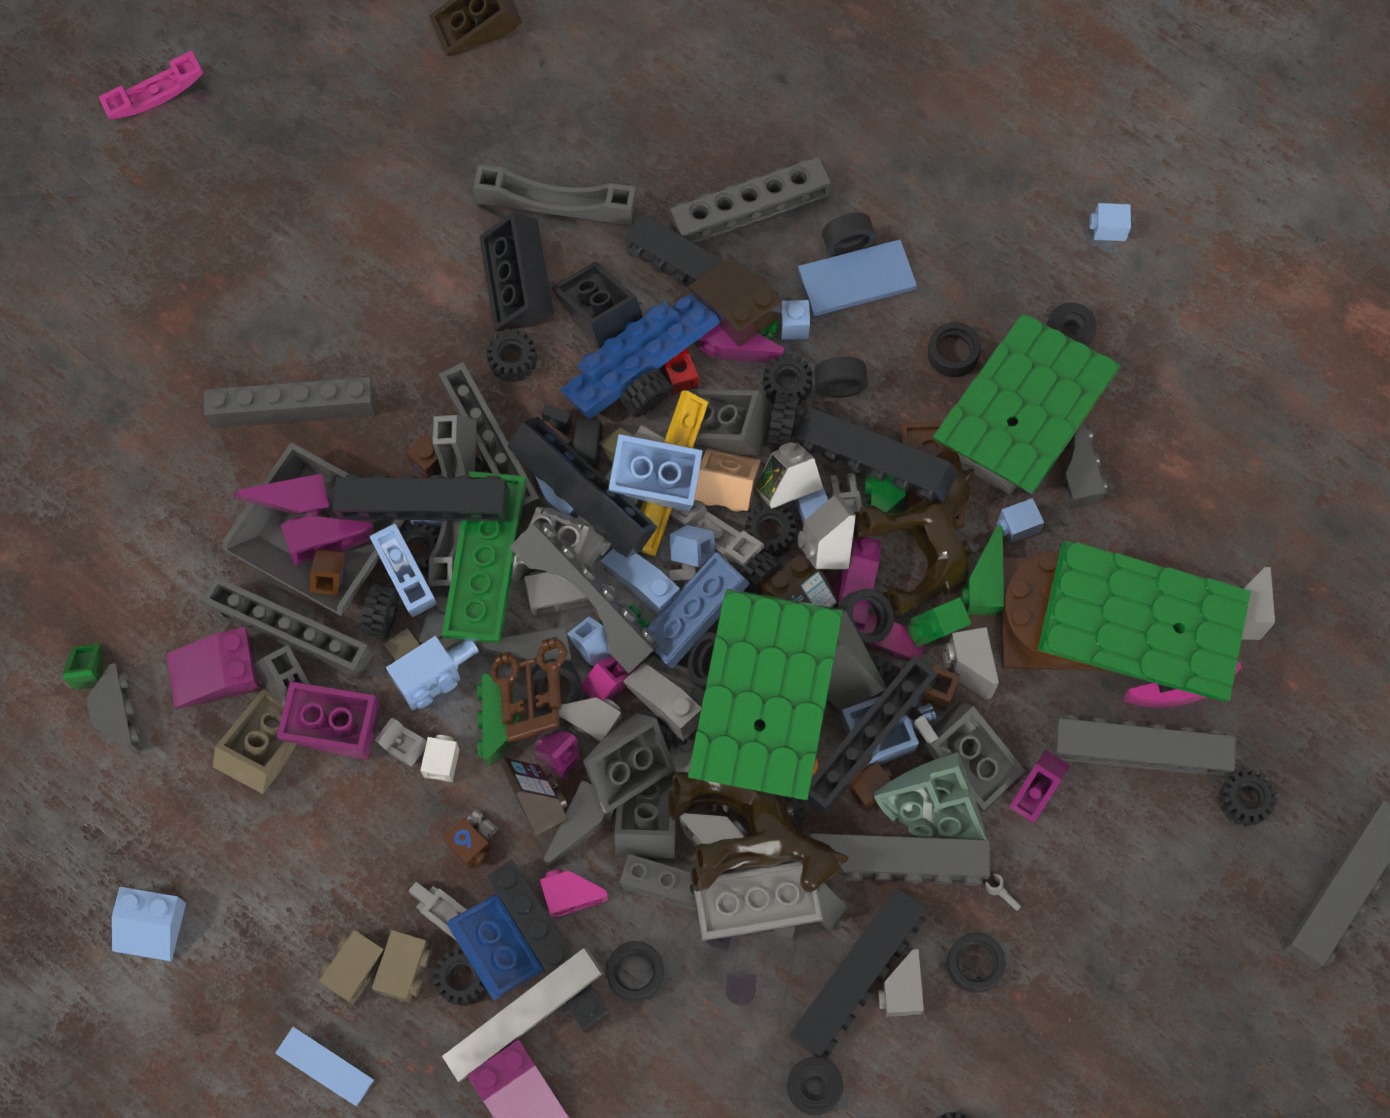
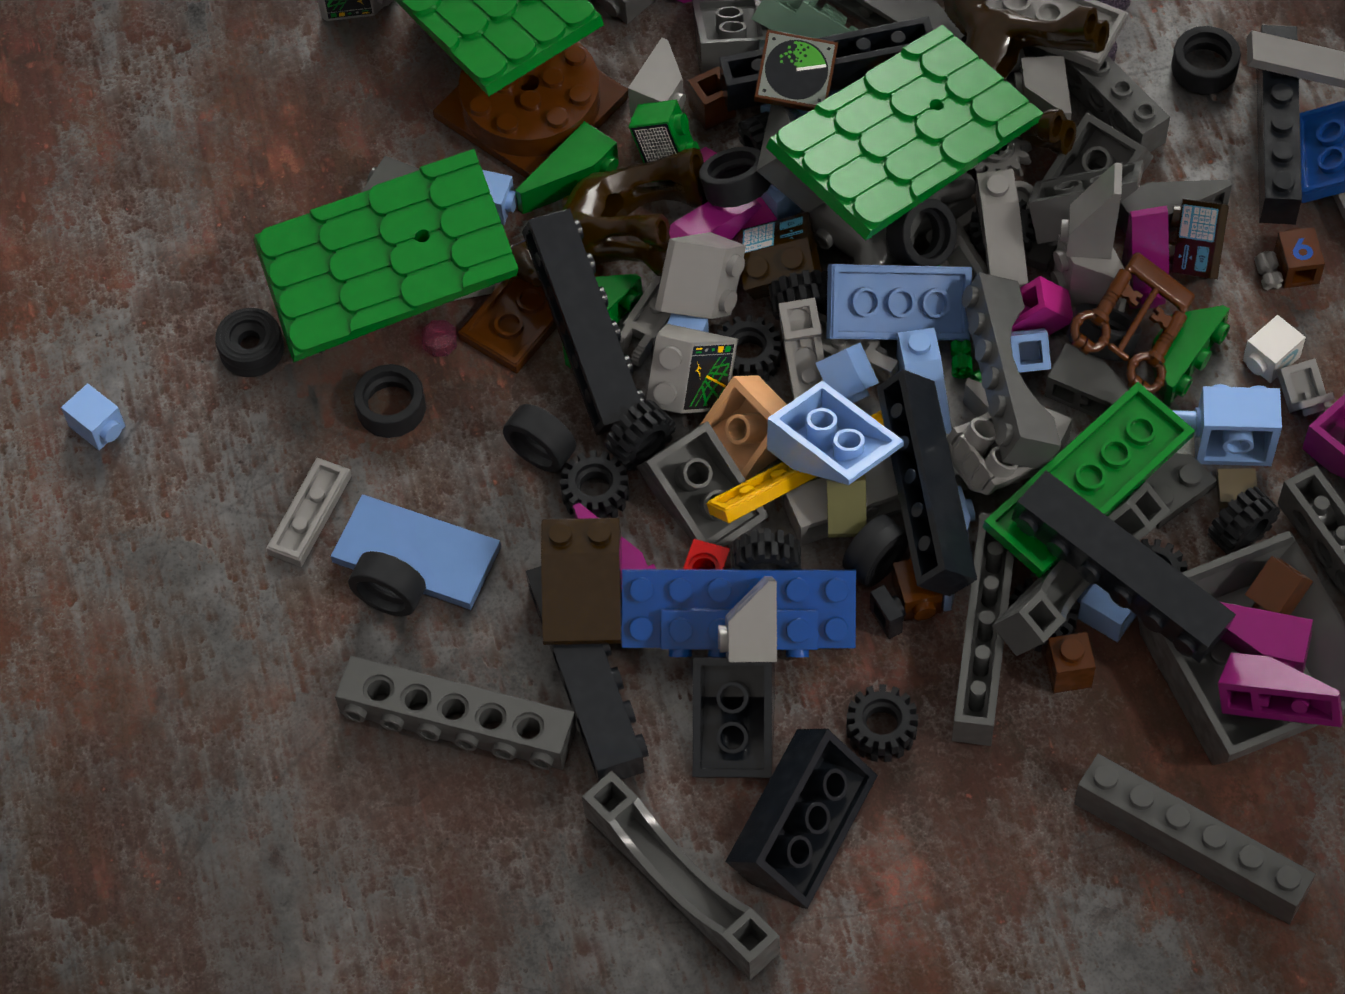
camera: 140 degrees left, 10 degrees down
(403, 570) = (1191, 521): light blue slope -> none
(570, 893) = (1221, 152): dark pink slope -> none
(594, 712) = (1094, 217): none -> light grey slope
(610, 320) = (752, 625): none -> light grey slope
(795, 320) = (523, 539): light blue brick -> none
(876, 693) = (795, 70): none -> tile
(939, 260) = (309, 512): none -> light grey tile

